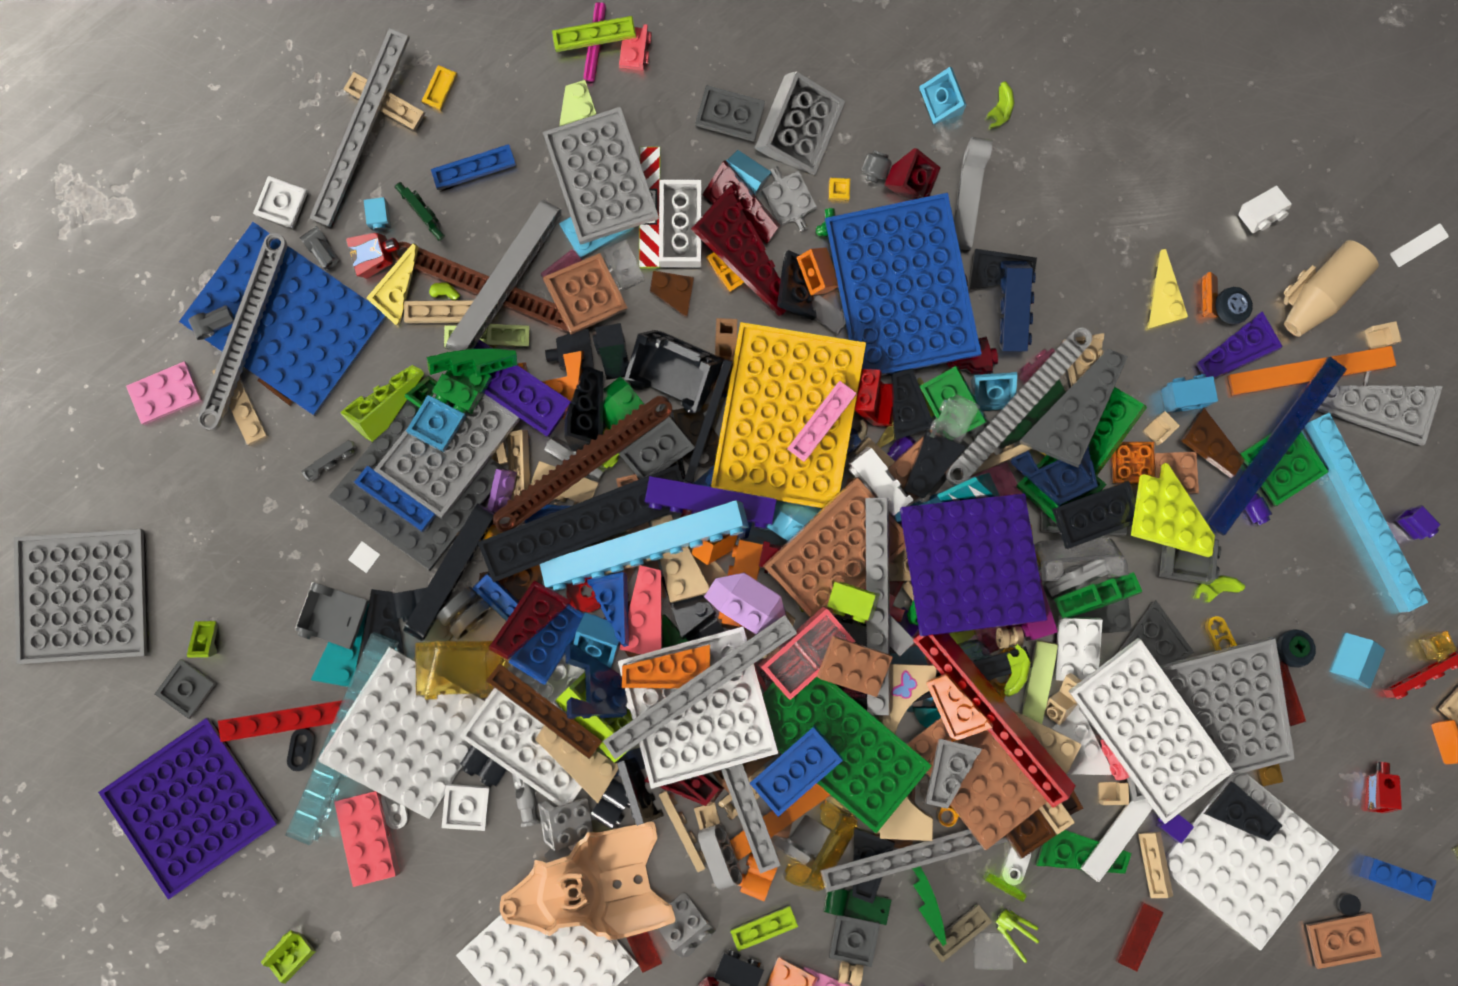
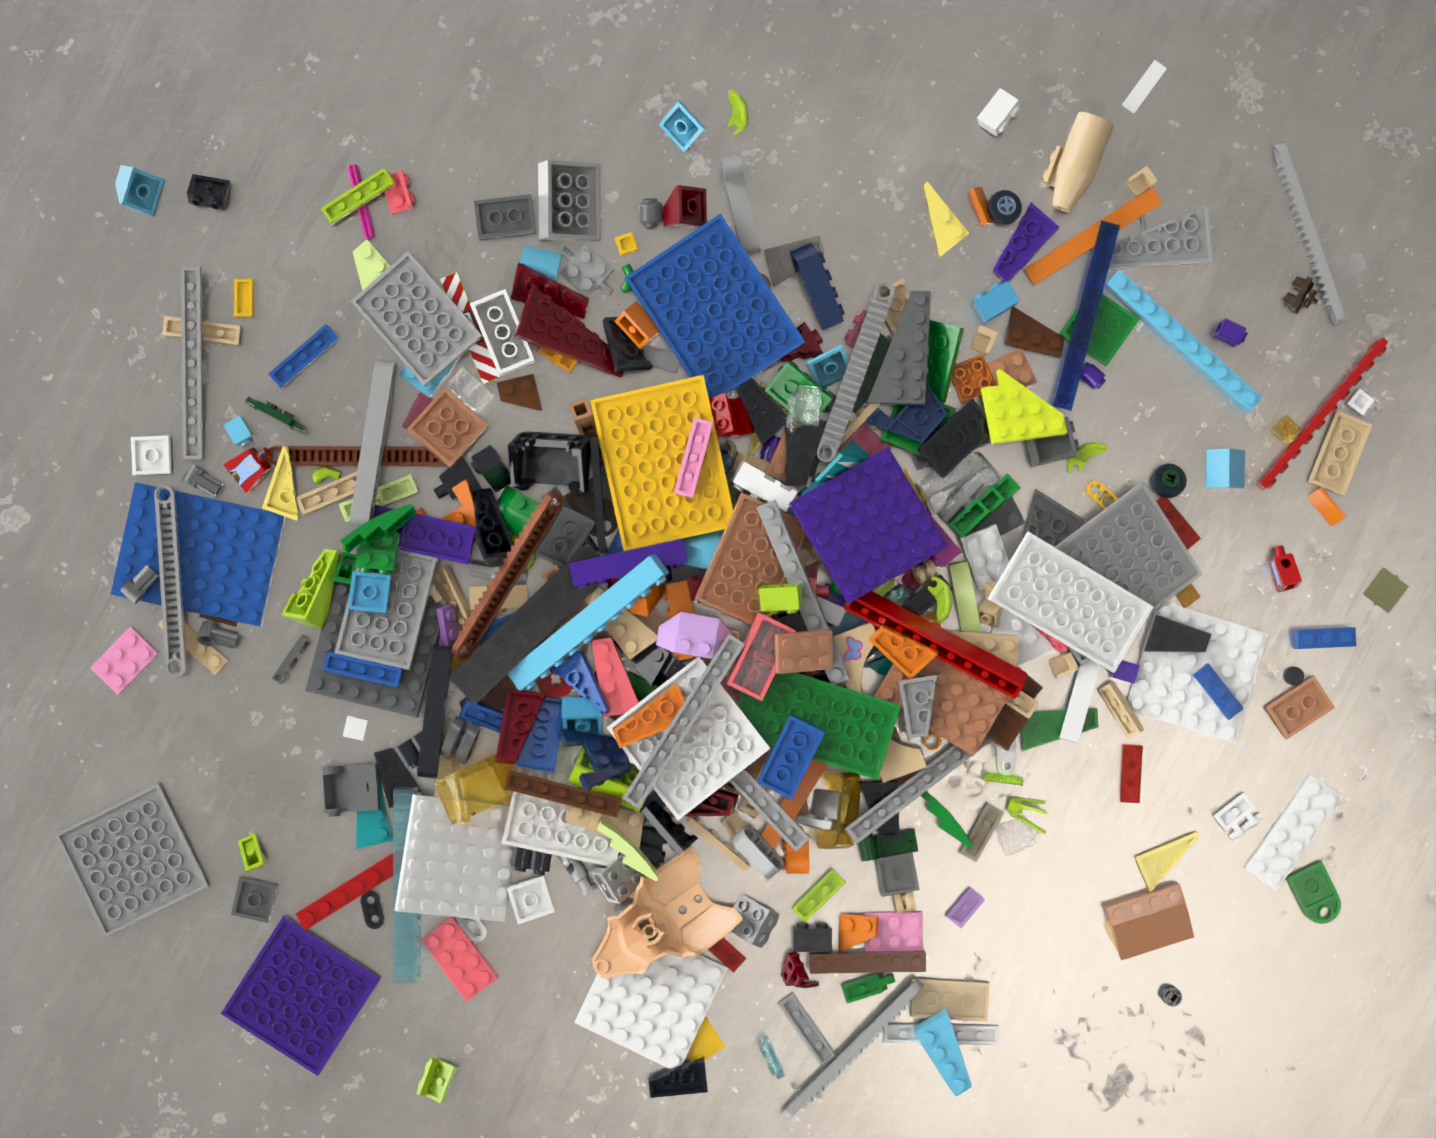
camera: 20 degrees left, 5 degrees up
(261, 401) = (212, 634): none -> dark grey piece
(589, 807) = (632, 854): none -> yellowish green slope
(1265, 888) = (1218, 691): none -> blue plate

